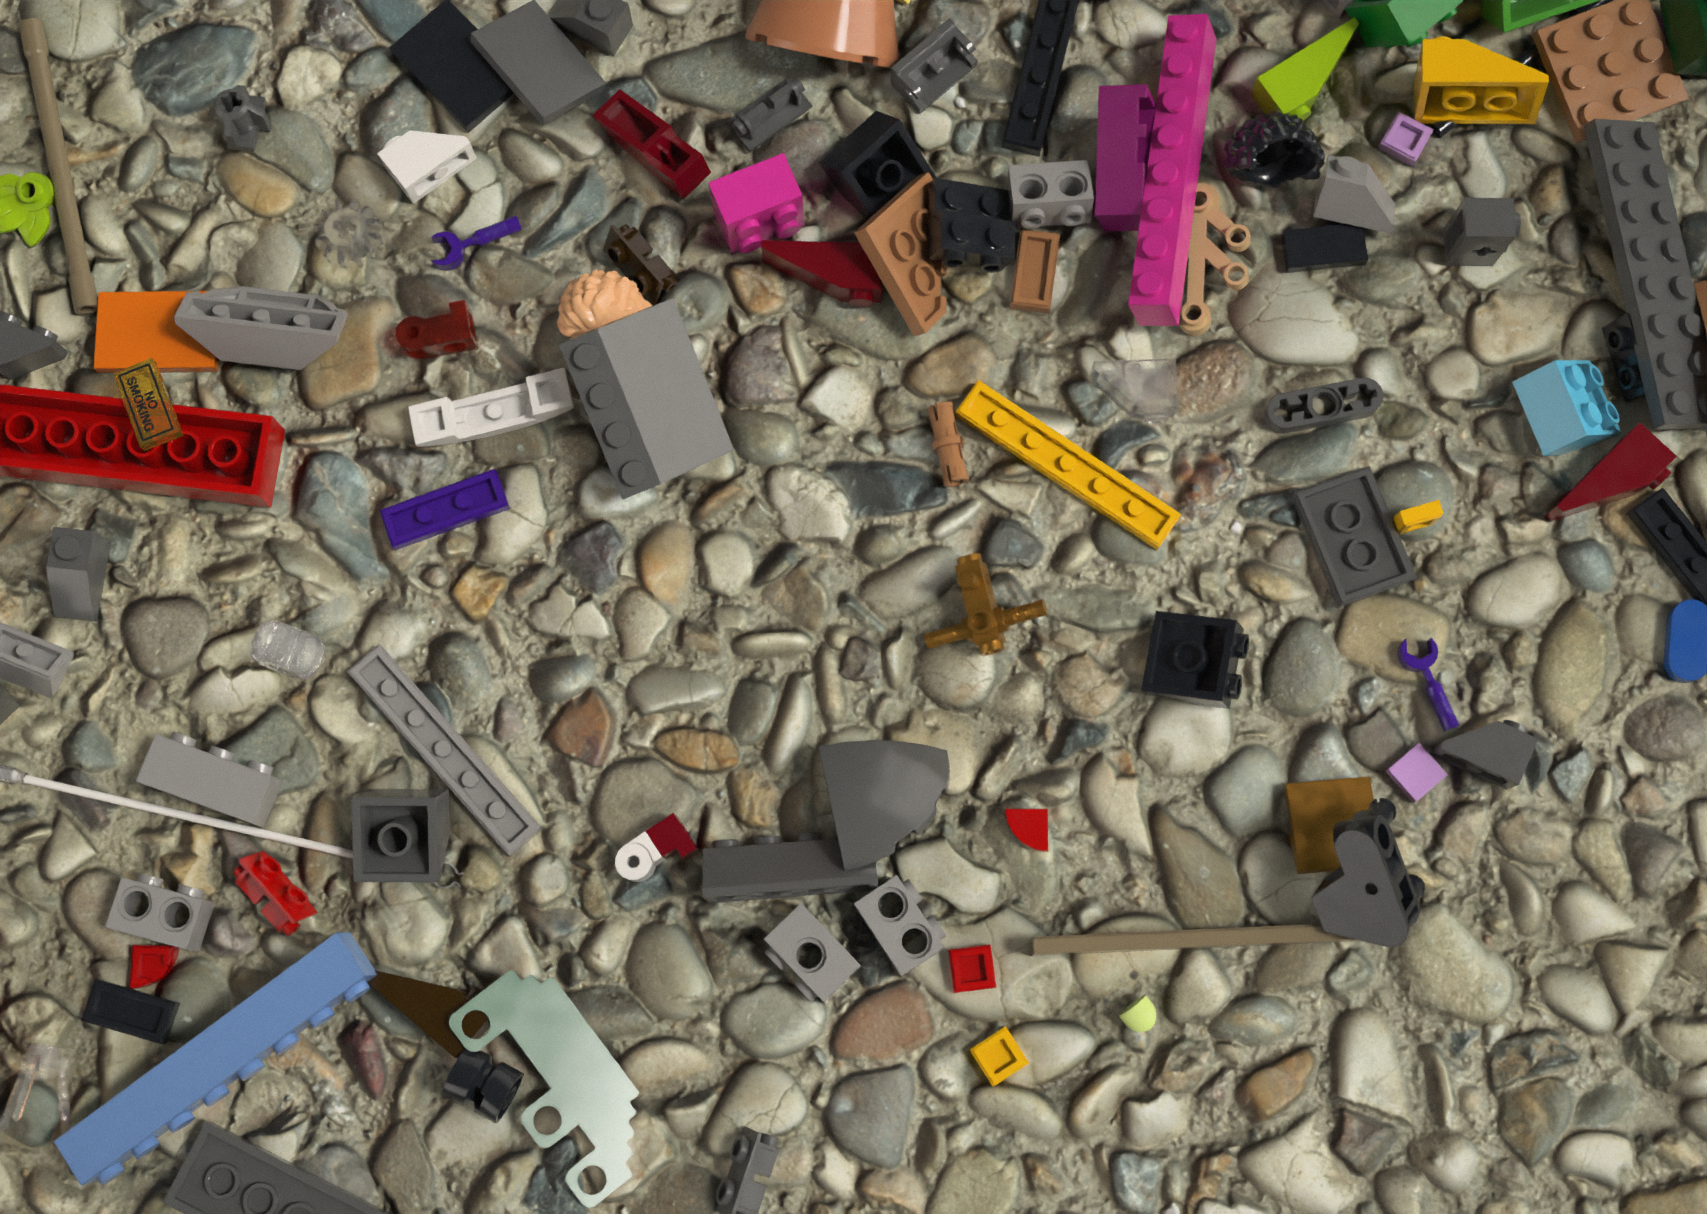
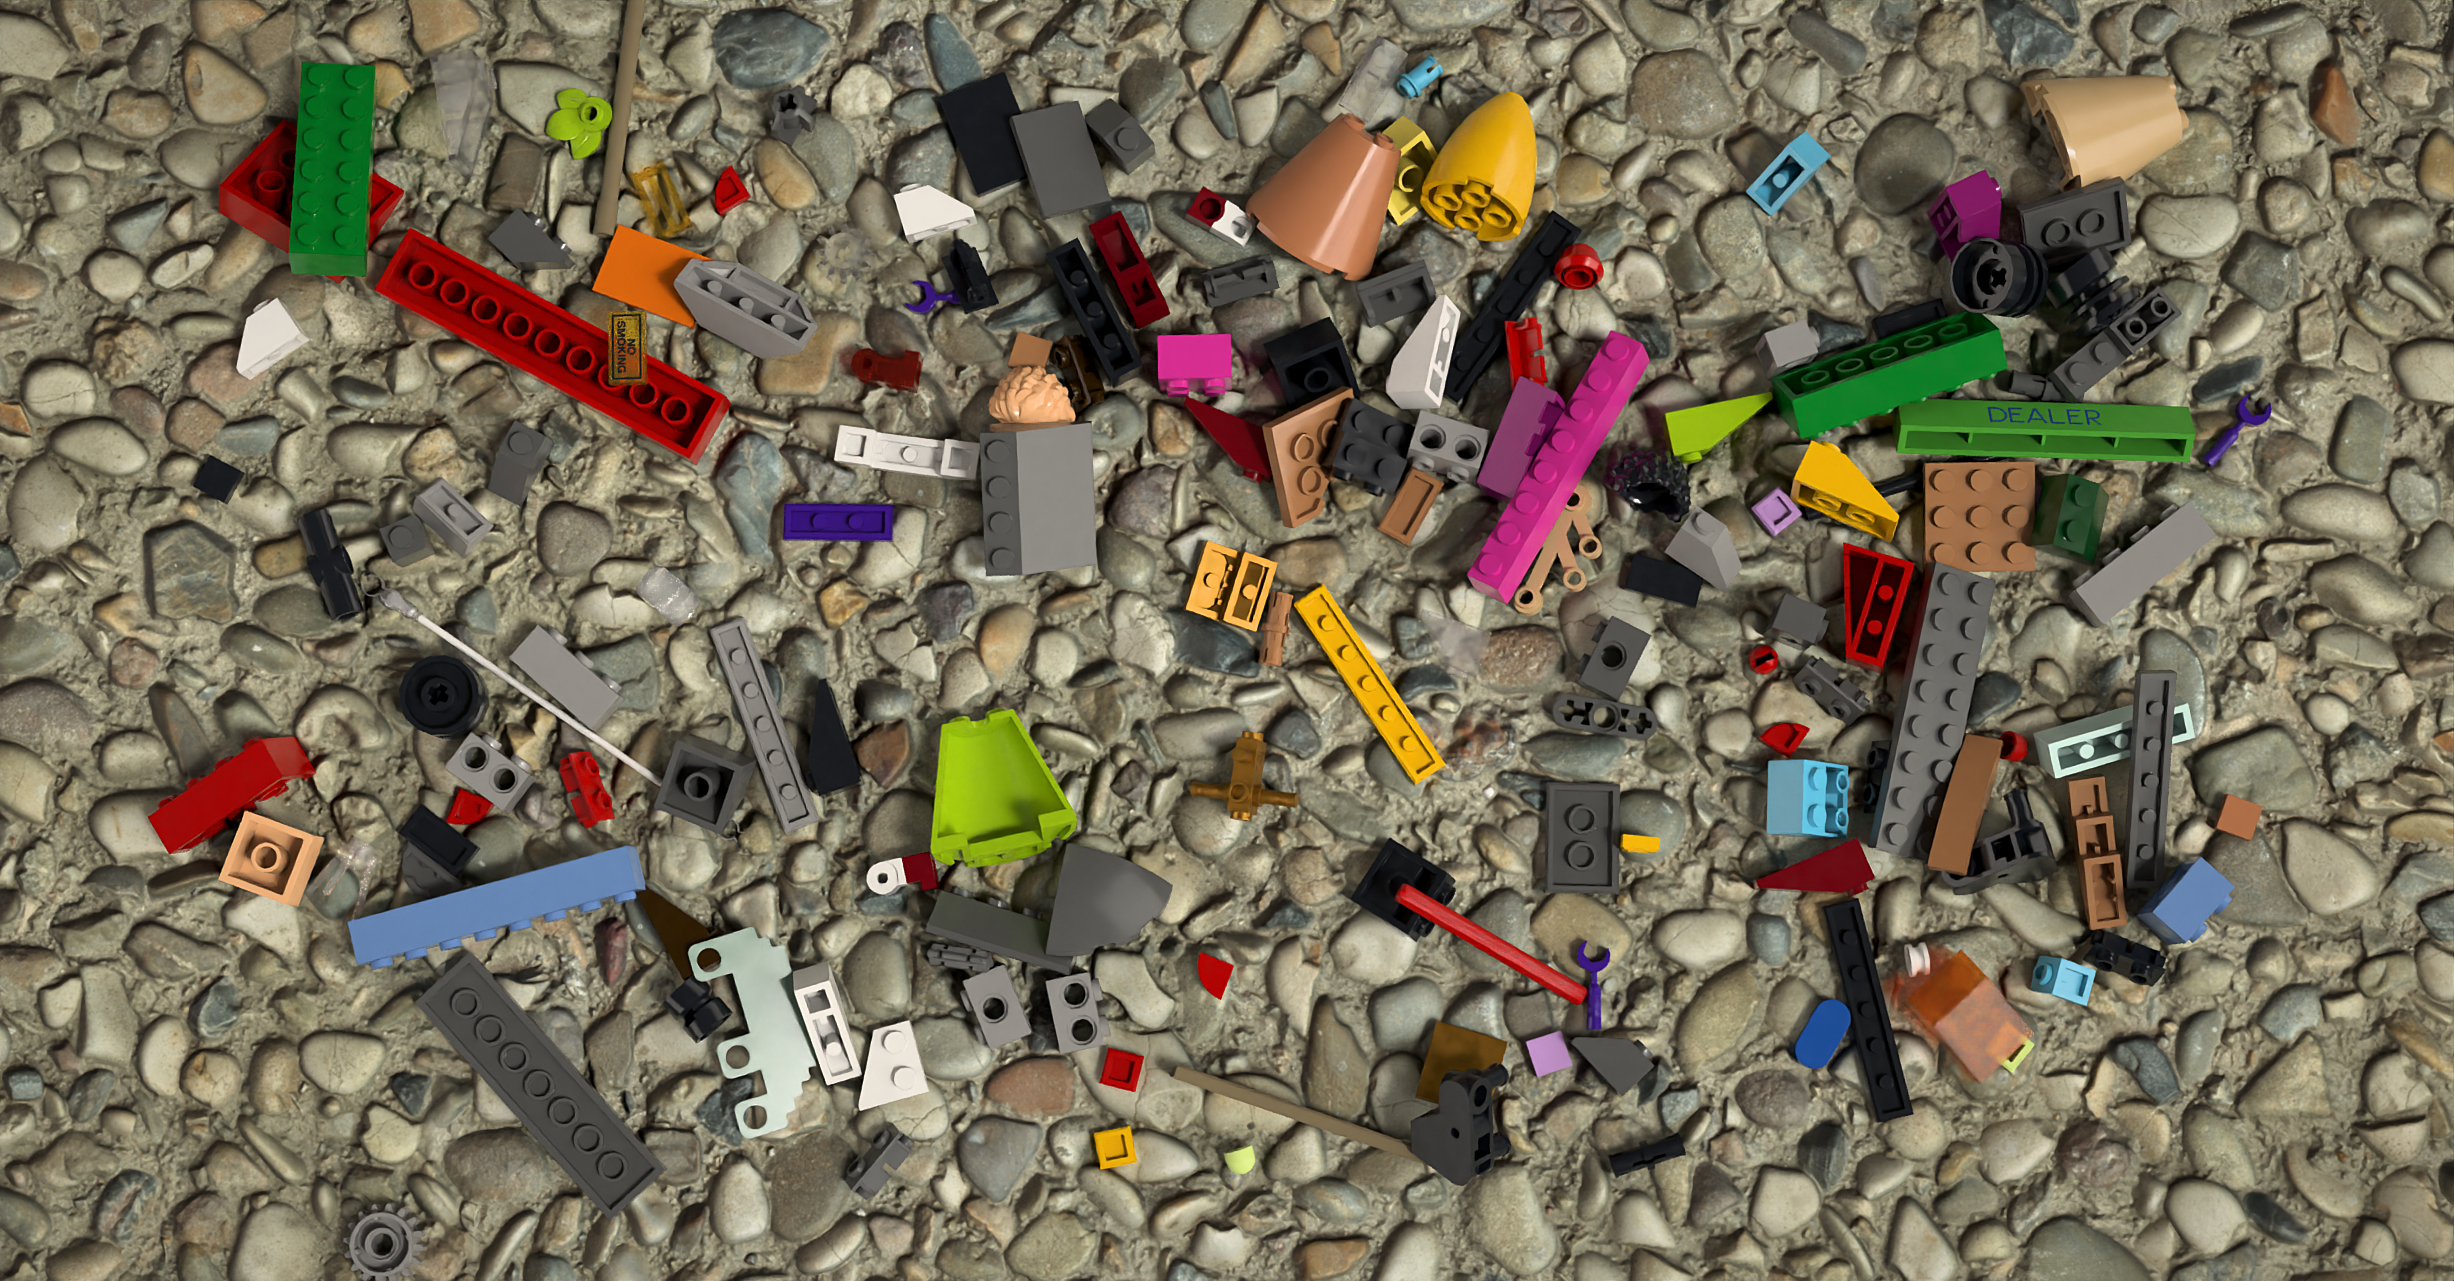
camera: 25 degrees right, 5 degrees up
(55, 857) = (422, 693): none -> black wheel
(115, 232) = (650, 173): none -> clear yellow tile
(128, 1055) = (426, 875): none -> dark grey tile
(206, 219) = (729, 191): none -> red tile
(487, 209) = (969, 277): none -> black hinge
(525, 750) = (830, 750): none -> black slope
(580, 259) = (1030, 351): none -> medium nougat tile
(631, 1044) = (826, 1022): none -> white slope
(633, 194) = (1095, 313): none -> black brick
(722, 725) = (994, 794): none -> lime cone
(722, 1064) = (892, 1067): none -> white wing
(725, 58) = (1221, 218): none -> leg
(751, 915) = (960, 958): none -> dark grey axle
(882, 419) = (1229, 586): none -> slope
(990, 119) = (1424, 360): none -> white slope
(1081, 67) = (1521, 342): none -> red hinge
(1310, 678) = (1490, 944): none -> red axle
(1317, 320) = (1627, 642): none -> dark grey brick
(1464, 294) = (1767, 667): none -> red hinge
(1514, 357) = (1784, 738): none -> red tile
(1547, 186) = (1873, 603): none -> red wedge
(1550, 296) = (1817, 681): none -> dark grey hinge
(1566, 838) = (1647, 1155): none -> black pin

